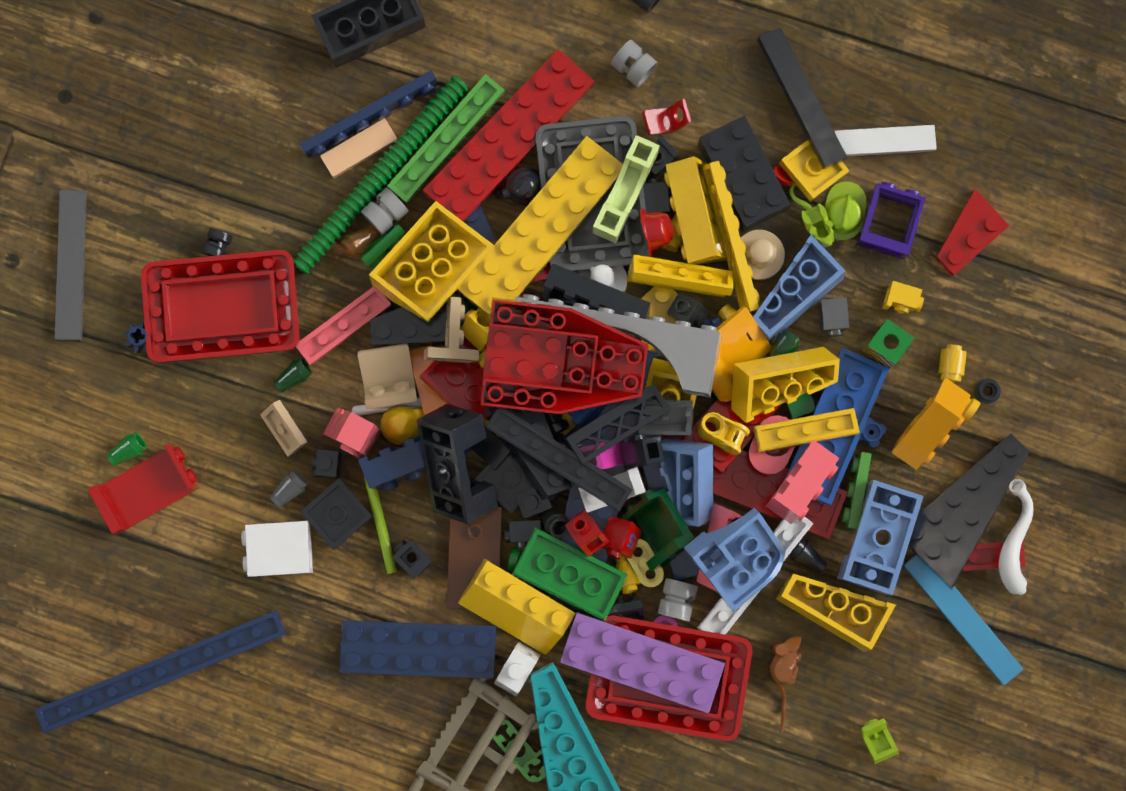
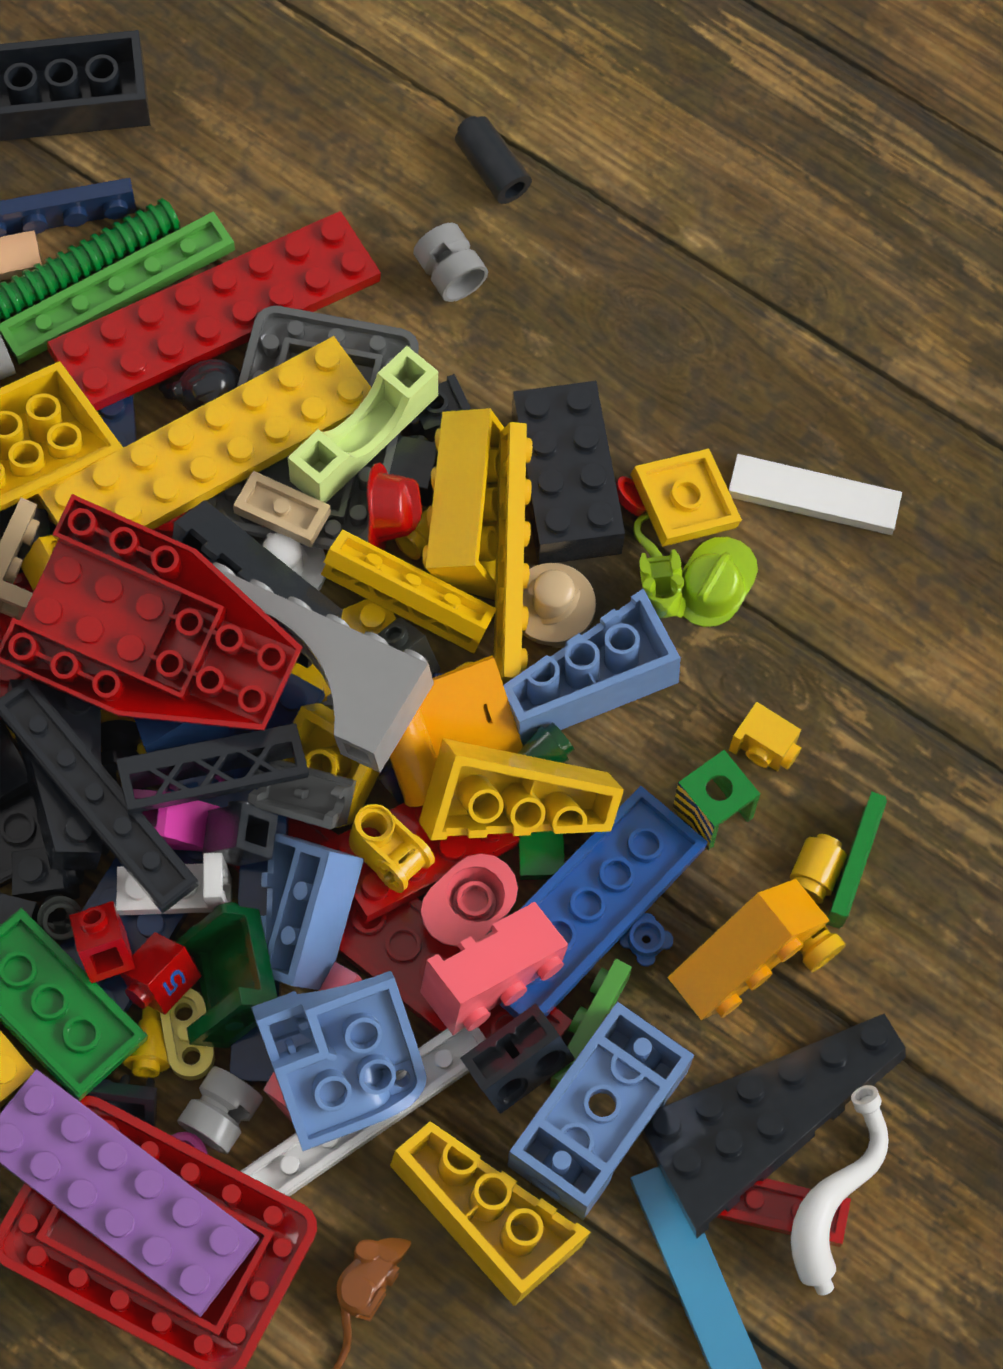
camera: 15 degrees right, 15 degrees down
(595, 252) = (282, 509): none -> tan plate
(665, 119) = (470, 359): red bracket -> none
(802, 98) = (700, 392): black tile -> none
(805, 430) = (511, 888): yellow tile -> none
(808, 557) = (468, 1109): black cone -> none
(829, 526) = (517, 1058): none -> black brick
(833, 316) = (642, 732): dark grey brick -> none
(883, 244) = (761, 645): dark purple window -> none
(972, 232) = (912, 677): red wing -> none
(972, 347) = (856, 860): none -> green tile
(995, 391) = (867, 920): black plate -> none

